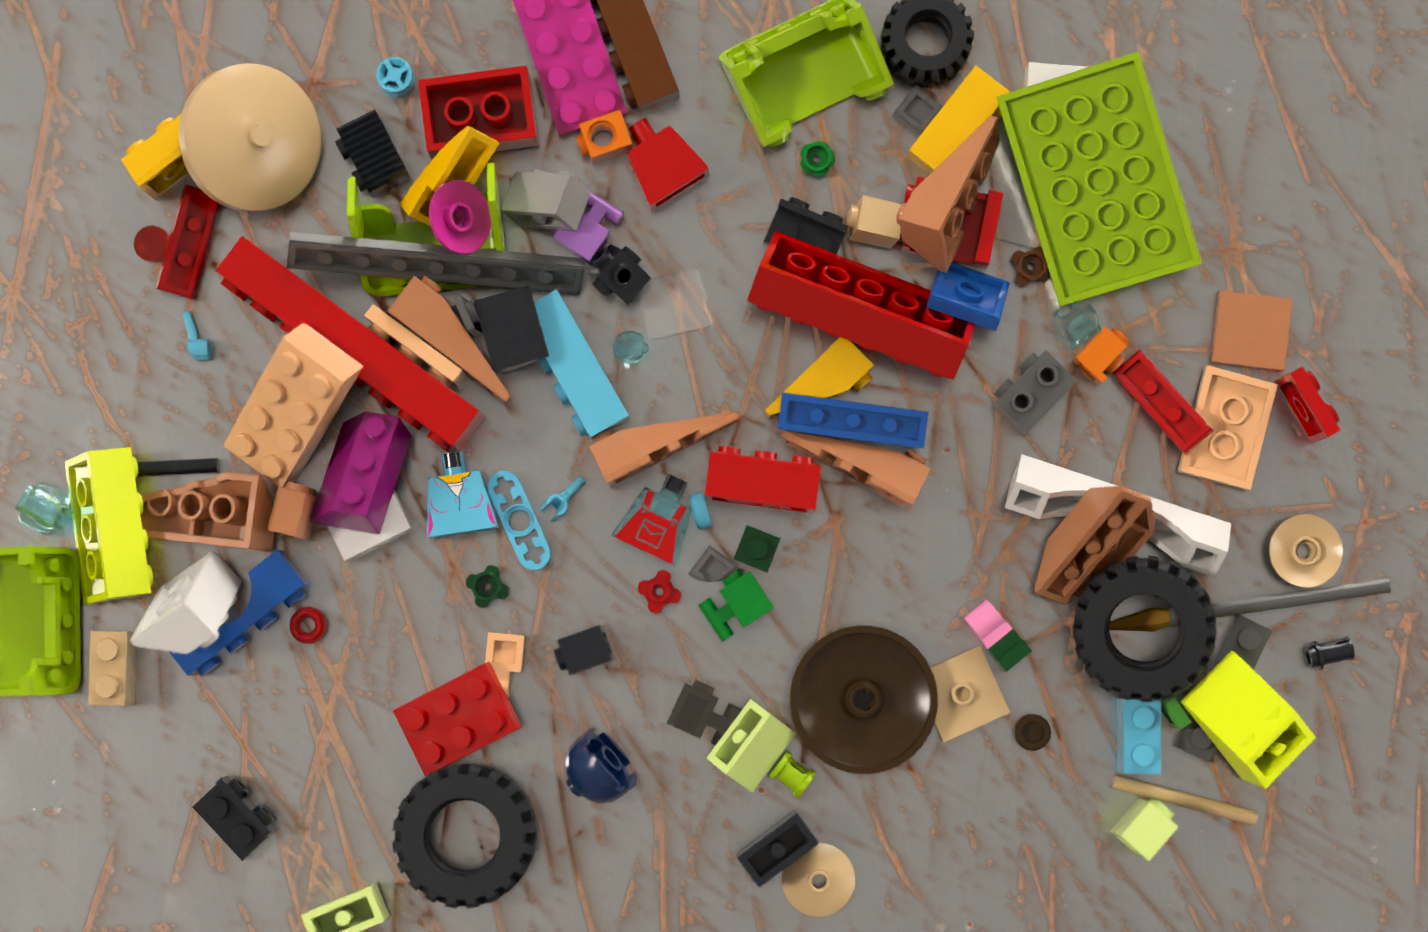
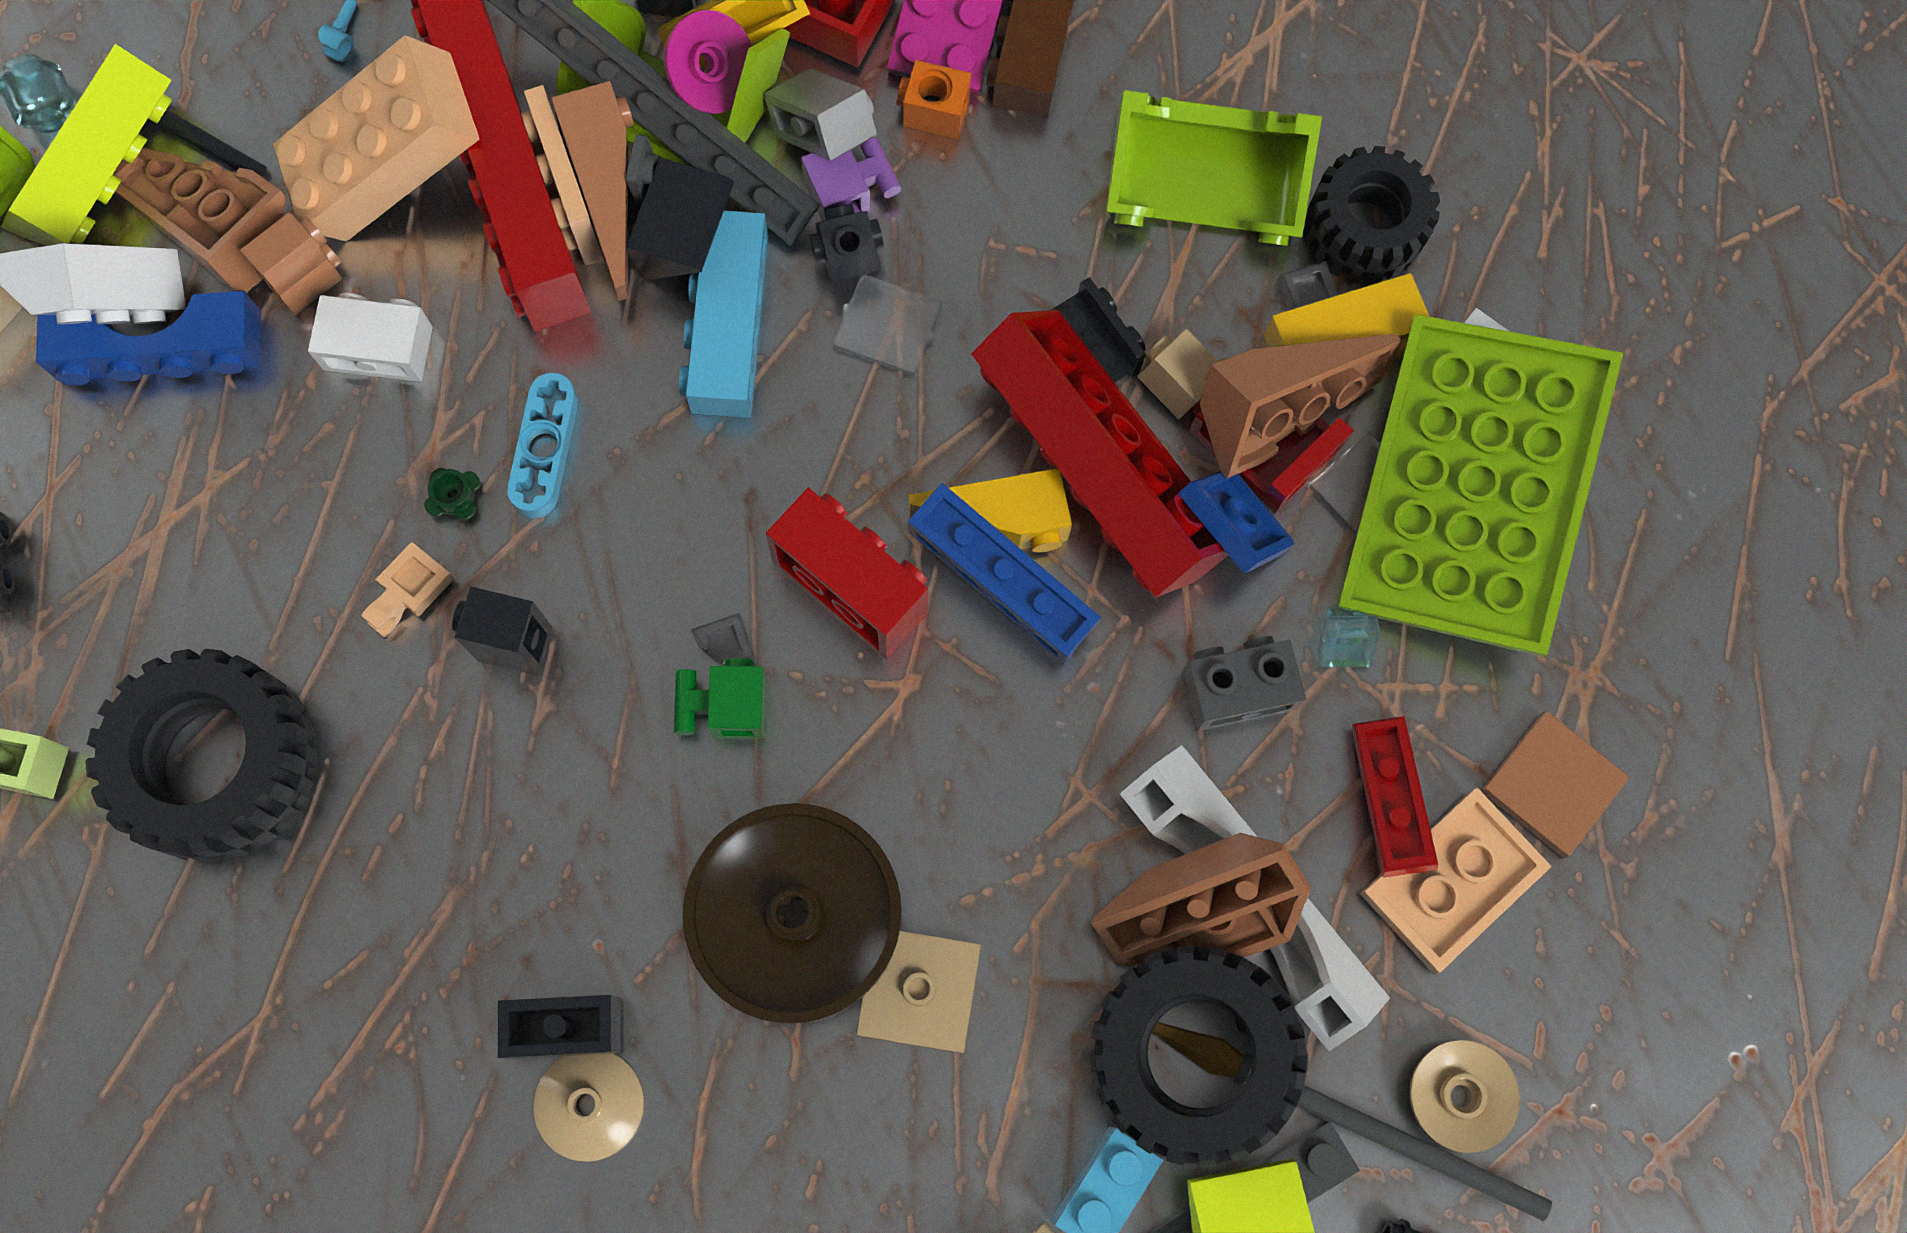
camera: 25 degrees right, 10 degrees down
(297, 621) = (213, 393): red plate -> none
(362, 473) = (403, 271): magenta slope -> none
(457, 718) = (303, 615): red plate -> none
(458, 501) = (487, 376): medium azure torso -> none
(560, 501) = (605, 451): medium azure hand -> none
(597, 768) = (419, 782): dark blue cylinder -> none
(630, 346) = (805, 335): clear light blue plate -> none
(639, 448) = (731, 450): nougat wedge -> none
(657, 521) = (696, 545): torso -> none
(663, 163) = (981, 167): red torso -> none
(669, 594) = (654, 638): red plate -> none
(695, 711) = (583, 795): clear smoke brick -> none
(700, 510) = (755, 566): medium azure tile -> none
(751, 745) = (618, 878): yellowish green brick -> none
(757, 548) = (792, 654): dark green plate -> none
(792, 774) = (645, 948): lime bush -> none
(819, 149) = (1161, 257): green plate -> none
(879, 469) = (997, 651): nougat wedge -> none
(996, 636) = (1009, 946): leg -> none
(1024, 274) = (1335, 527): reddish brown plate -> none
(1032, 732) = (975, 1097): dark brown tile -> none
(1101, 354) = (1353, 692): orange brick -> none
(1174, 713) = (1169, 1190): bright green tile -> none
(1302, 396) = (1577, 912): red plate -> none

